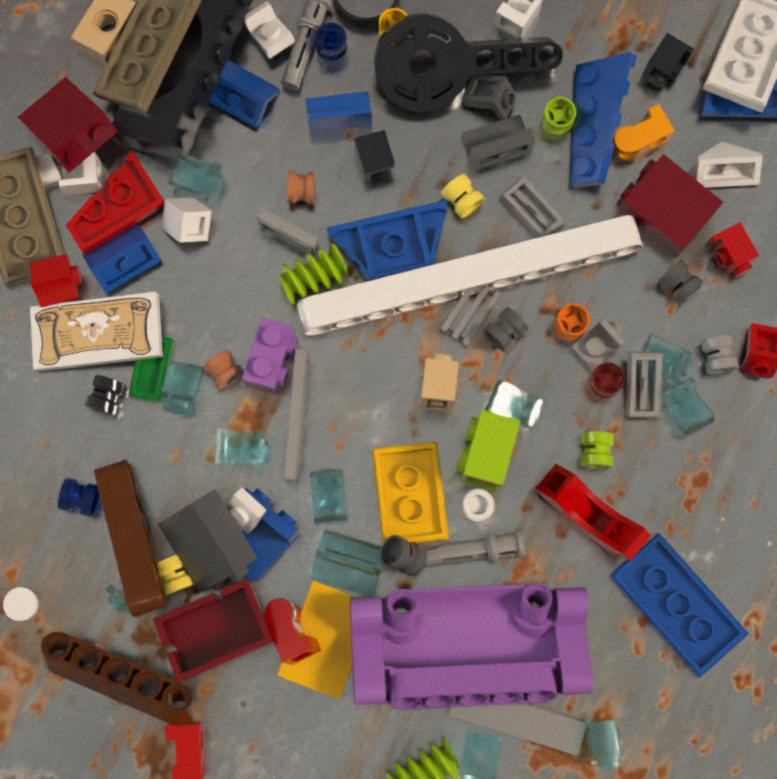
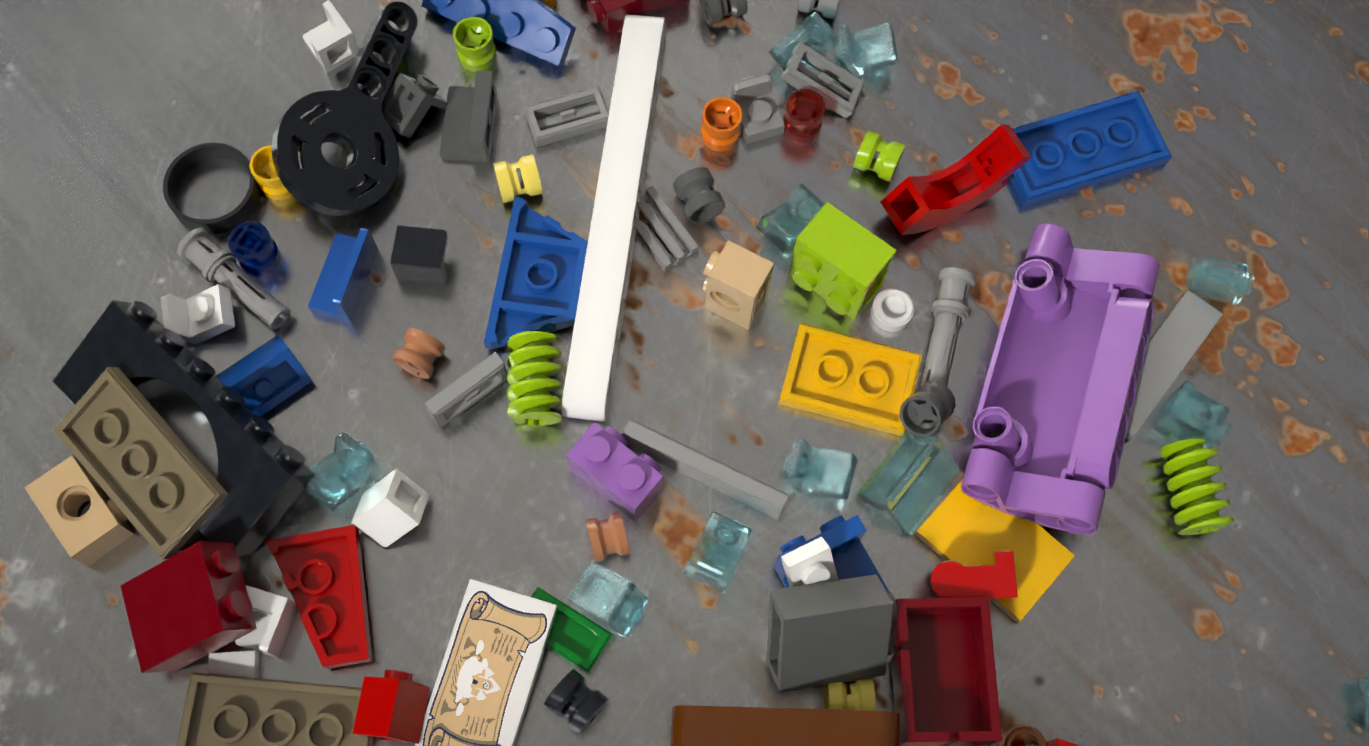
camera: 70 degrees left, 10 degrees down
(121, 258) = (400, 610): blue panel -> none

